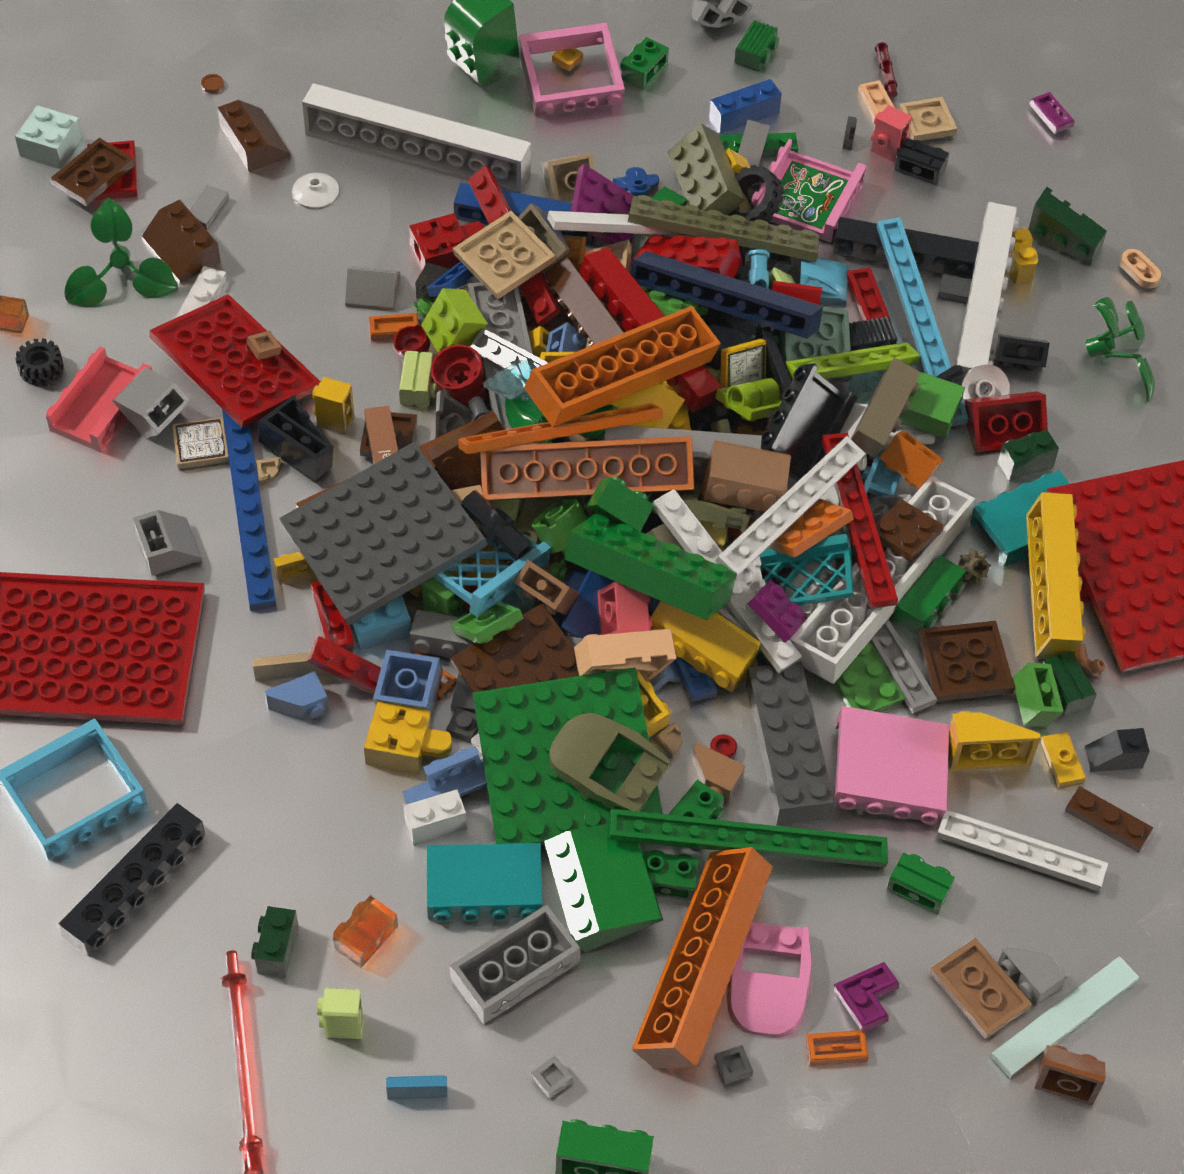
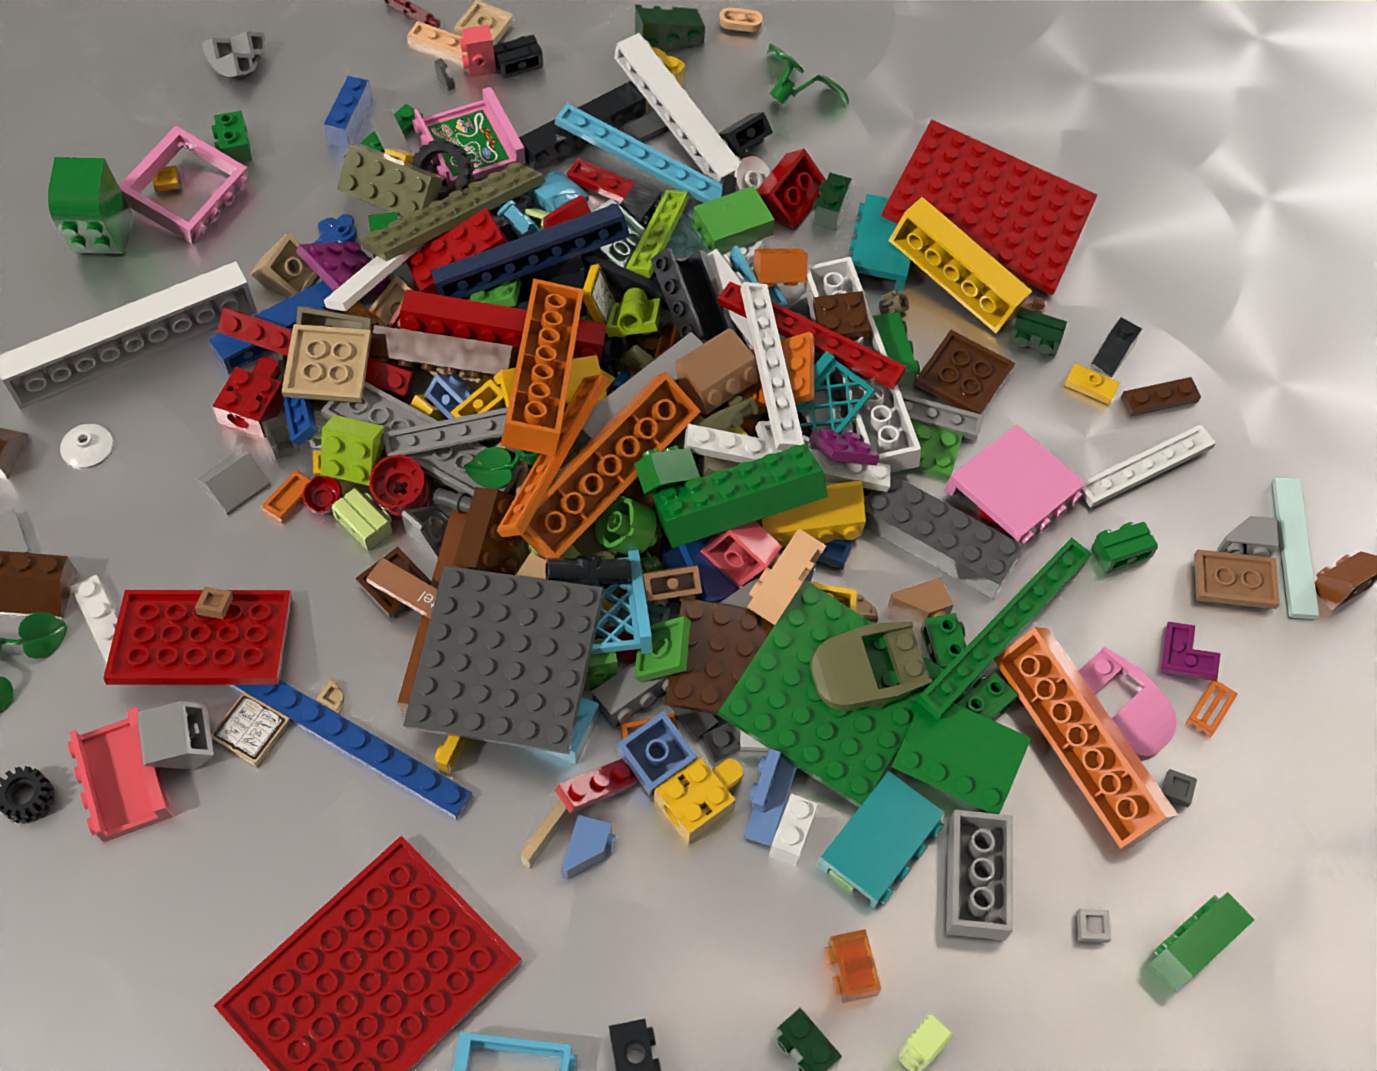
camera: 50 degrees left, 5 degrees up
(166, 541) = (328, 834): light grey slope -> none
(296, 439) = (332, 652): black wedge -> none
(331, 621) = (531, 762): red plate -> none
(333, 405) = (328, 598): yellow brick -> none
(416, 1087) = (1028, 1036): dark azure tile -> none
(423, 306) = (298, 460): bright green plate -> none
(511, 380) = (465, 450): clear light blue slope -> none
(724, 745) = (900, 579): red tile -> none
(757, 45) = (300, 61): green brick -> none
(885, 407) = (730, 241): dark tan brick -> none
(989, 742) = (1051, 411): yellow slope -> none
(1037, 695) = (1036, 354): bright green brick -> none

